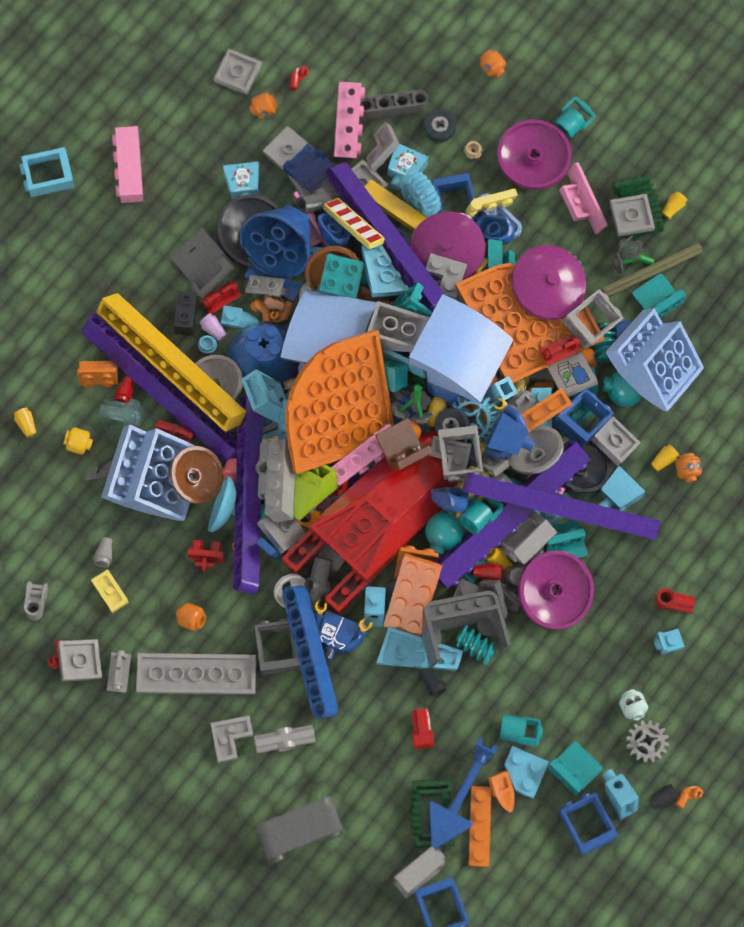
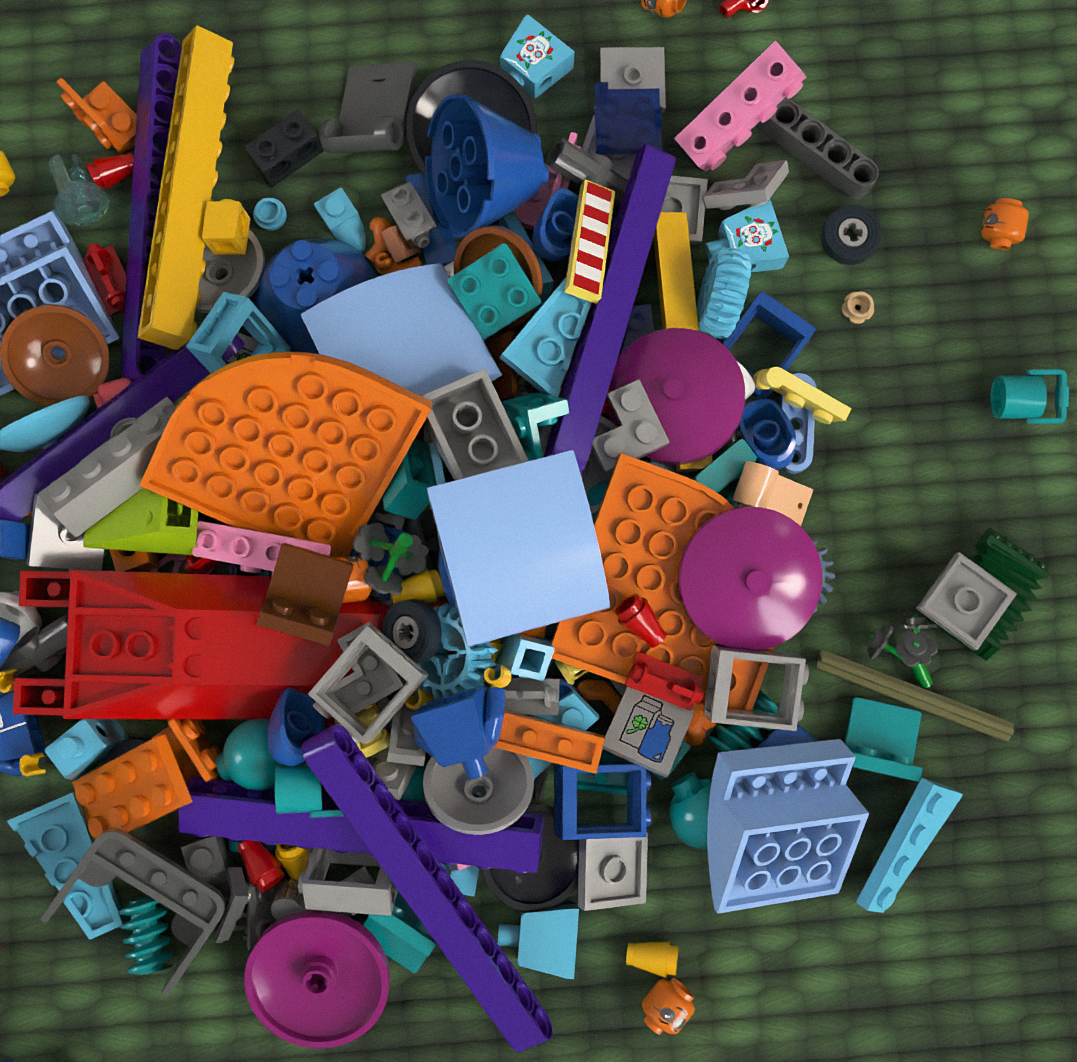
camera: 50 degrees right, 10 degrees up
(205, 360) = (226, 227): none -> yellow brick
(213, 327) = (298, 199): lavender cone -> none
(221, 297) = (349, 174): red hinge -> none
(433, 683) = (41, 933): black cone -> none
(515, 248) = (766, 489): none -> light nougat door
(527, 335) = (640, 619): none -> red cone
(534, 154) = (928, 391): magenta dish -> none
(581, 199) = (923, 511): bright pink bracket -> none
(674, 204) = (1038, 641): yellow cone -> none
(705, 315) = (911, 837): none -> medium azure wing

